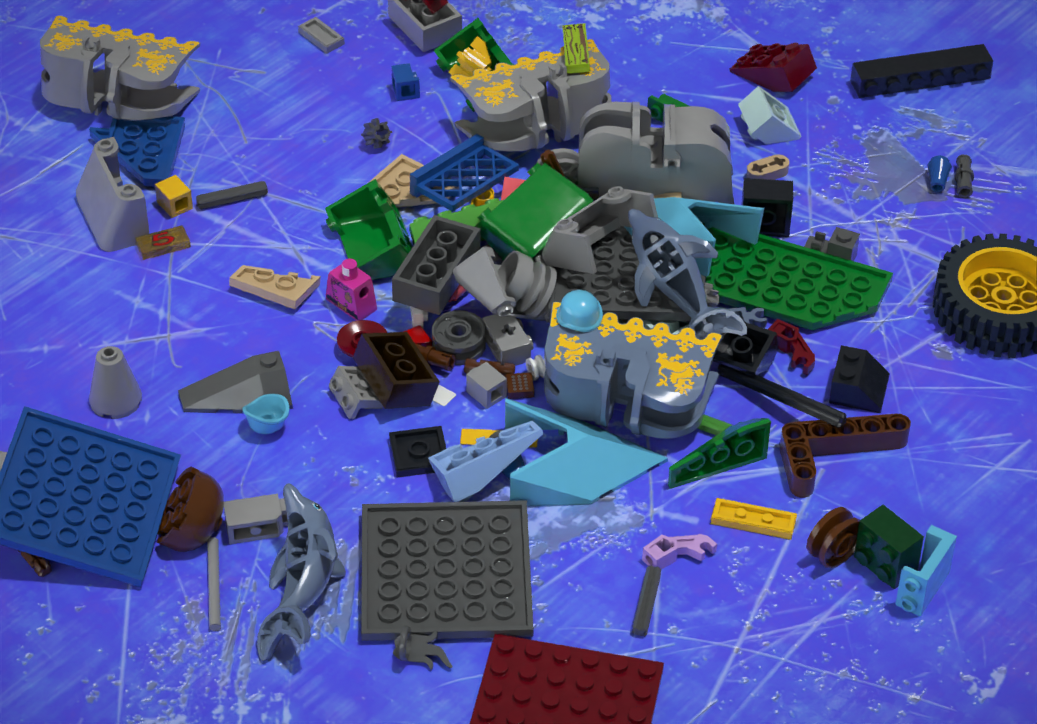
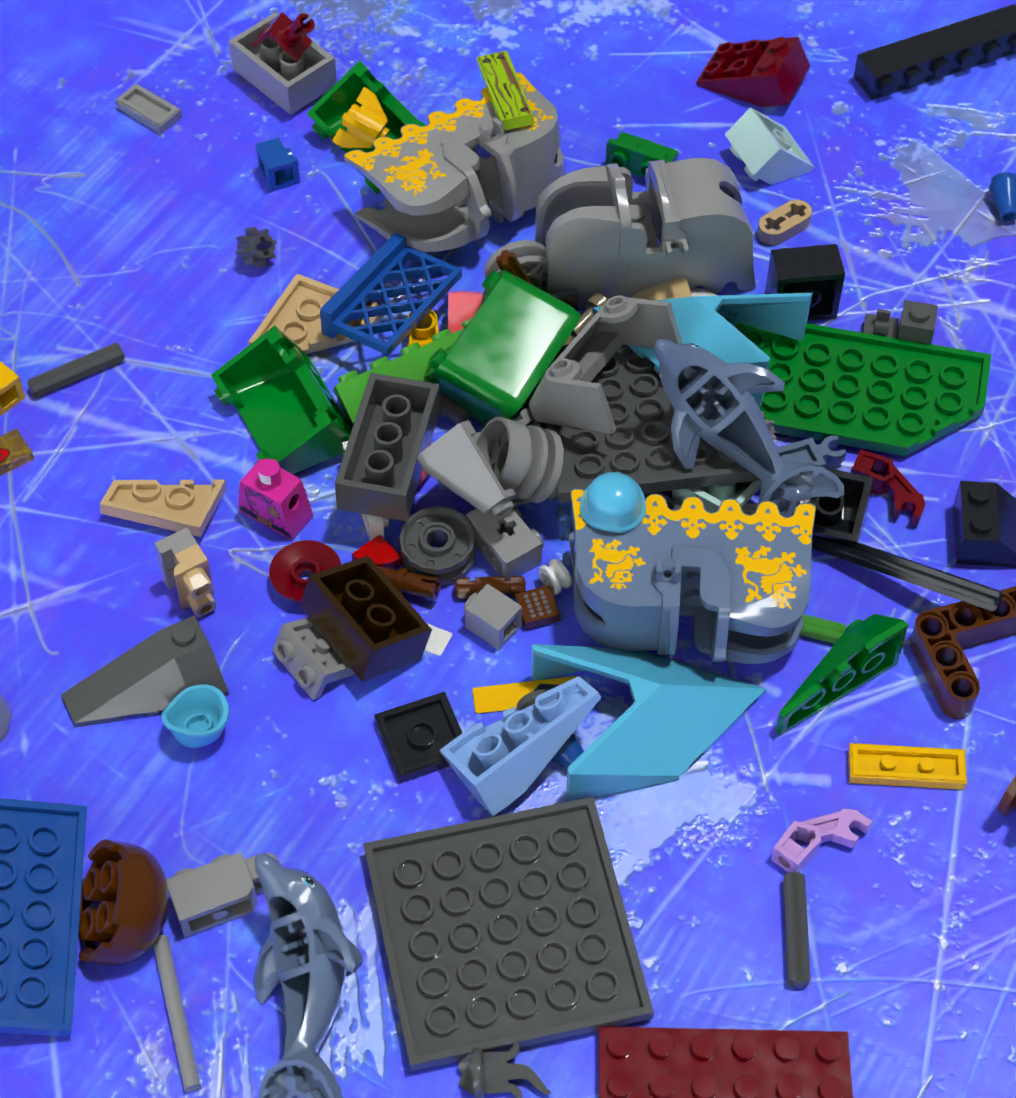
camera: 10 degrees left, 10 degrees up
(279, 324) = (188, 569): none -> tan hips

